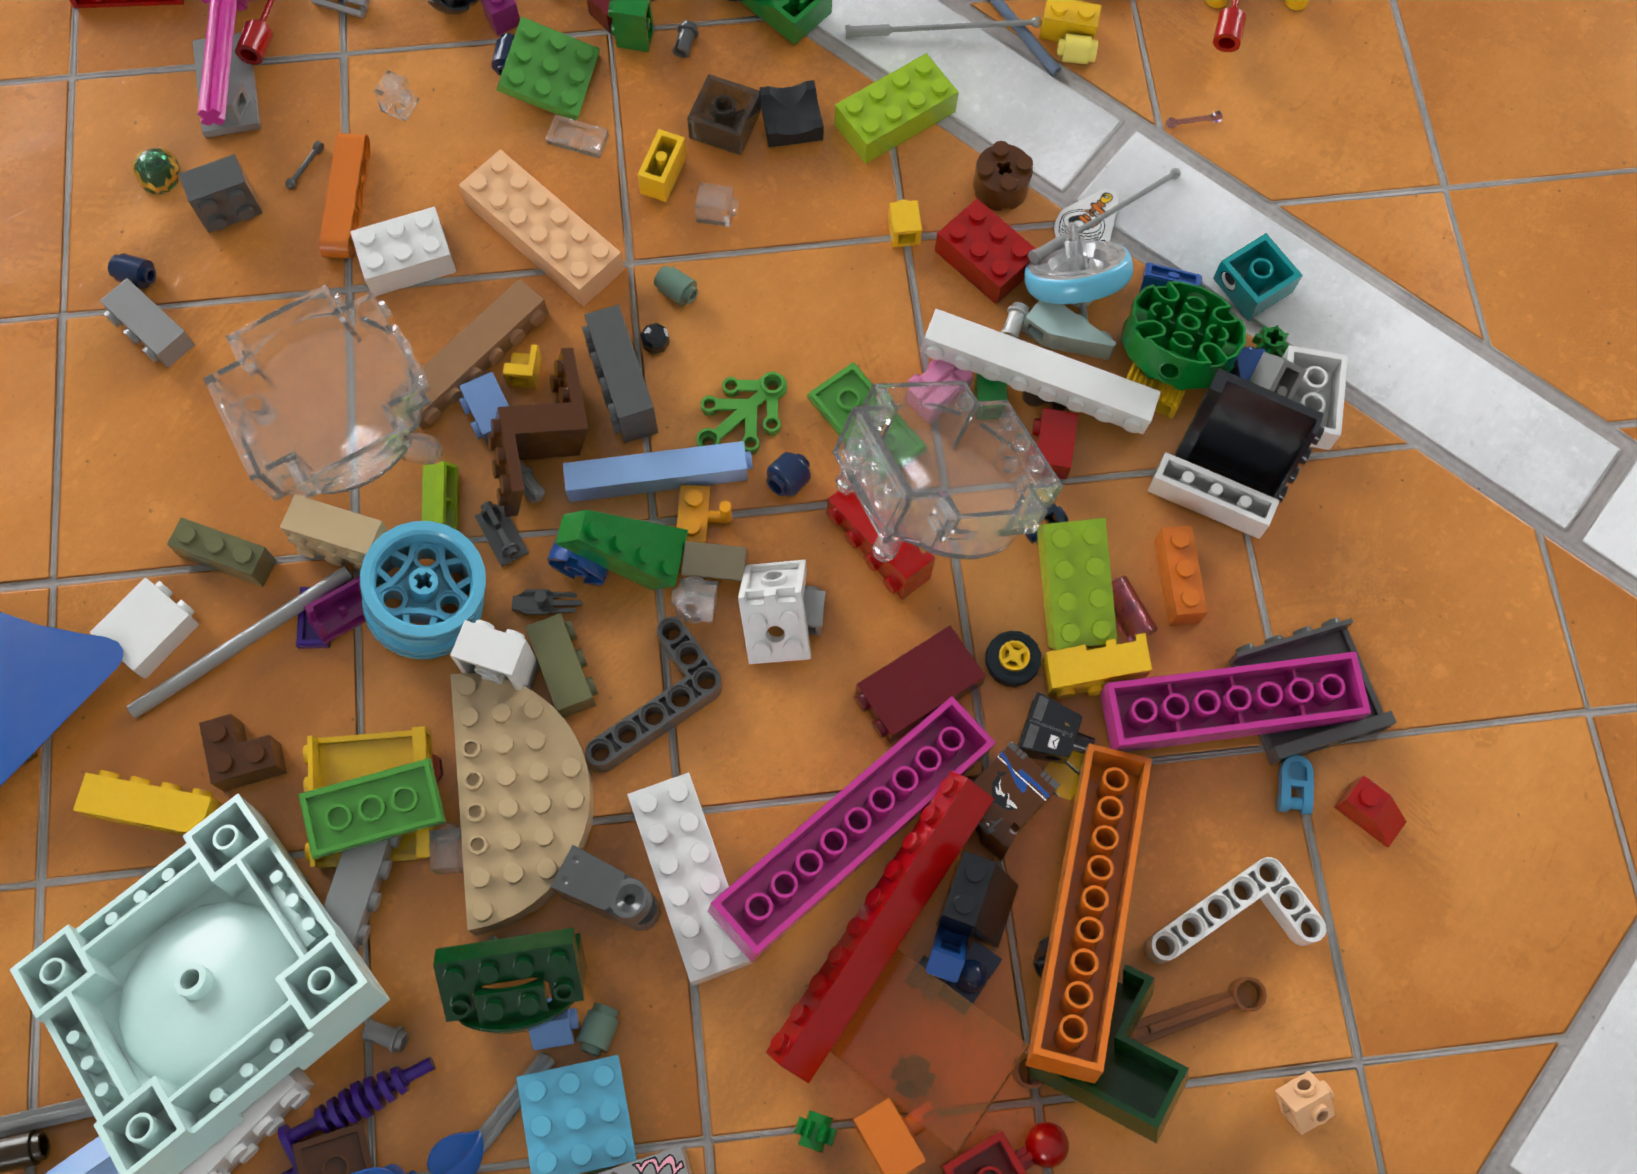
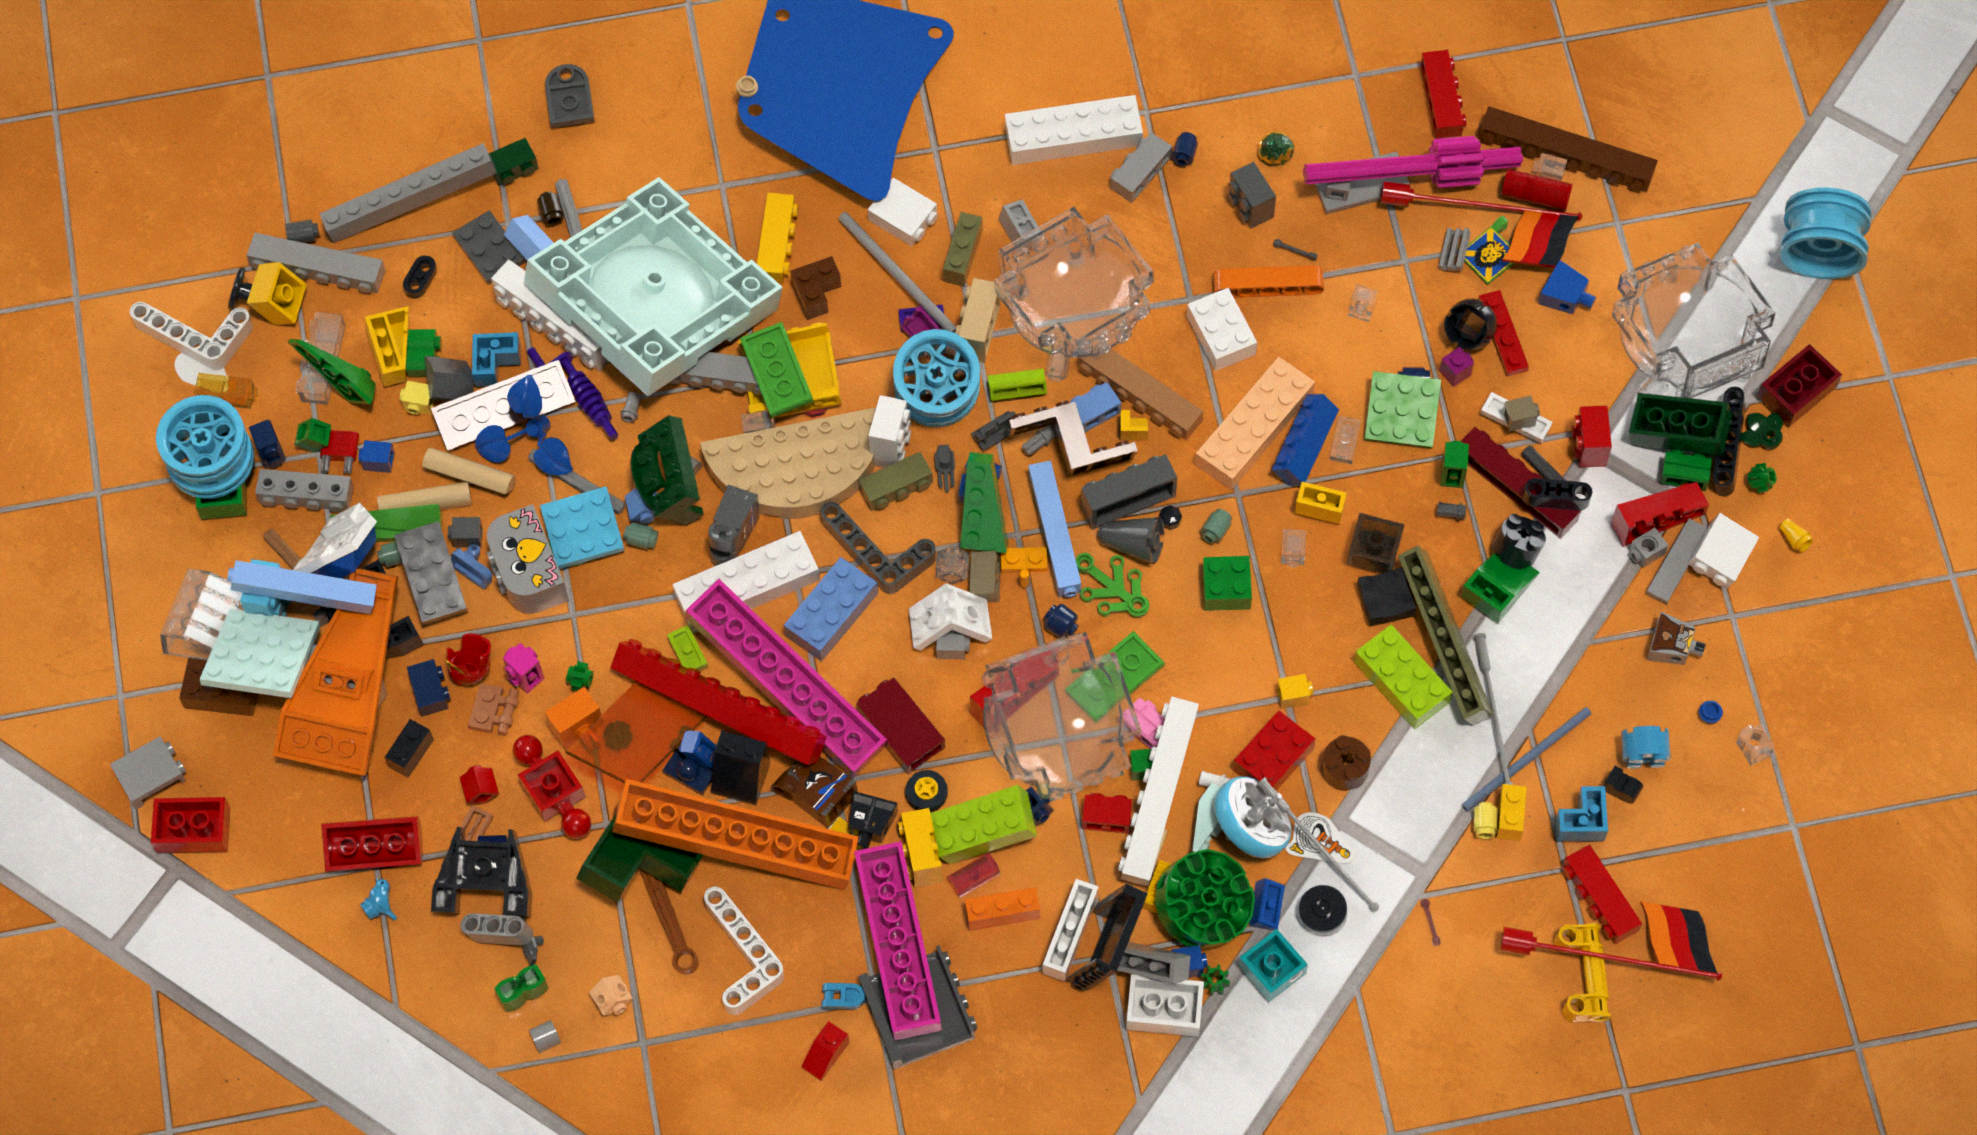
camera: 90 degrees right, 5 degrees down
(69, 399) = (1073, 129): none -> white brick
(201, 477) = (1016, 220): none -> light grey hinge
(574, 173) = (1305, 439): none -> blue brick
(683, 376) = (1134, 537): none -> dark grey cone
(743, 763) = (831, 609): none -> medium blue brick
(756, 279) = (1227, 583): none -> green brick
(784, 969) = (687, 648): none -> lime plate
(850, 55) = (1445, 635): none -> olive brick
(1184, 221) = (1323, 910): none -> black piece

